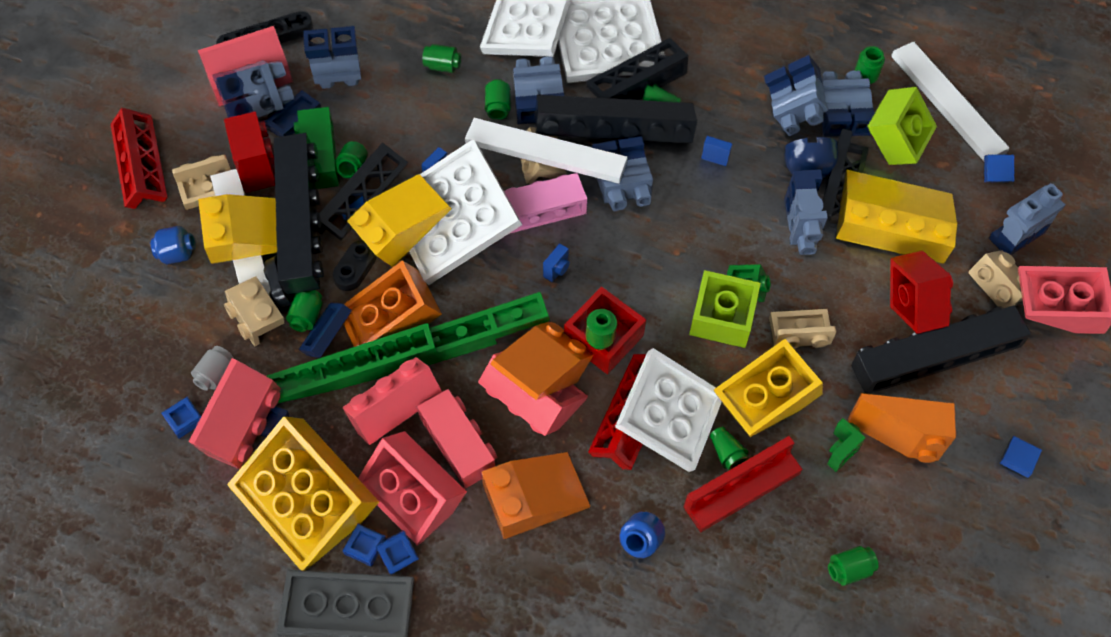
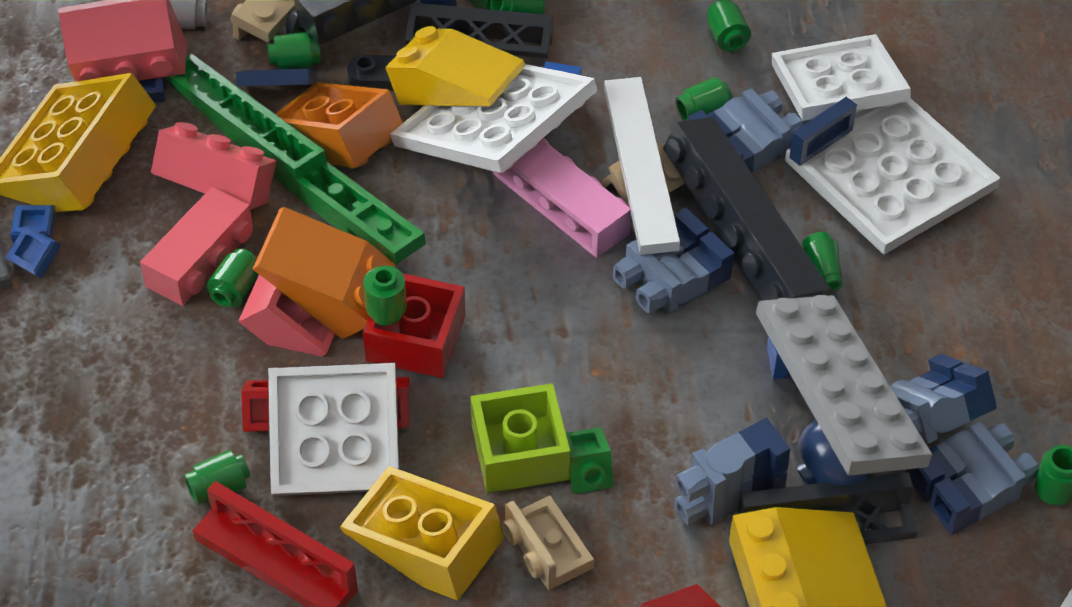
camera: 65 degrees right, 10 degrees down
(411, 486) = (120, 229): coral slope -> none
(499, 426) = (233, 278): none -> green brick
(533, 492) = (162, 342): orange slope -> none
(556, 263) = (492, 246): blue plate -> none
(572, 49) = (822, 131): none -> dark blue tile
(642, 534) = (149, 464): blue head -> none
(660, 74) = (862, 243): black fence -> none
(668, 497) = (222, 468): none -> green brick
(728, 449) = (321, 517): green cone -> none
(780, 125) = (843, 385): none -> light grey plate
(902, 126) = (963, 543): lime brick -> none

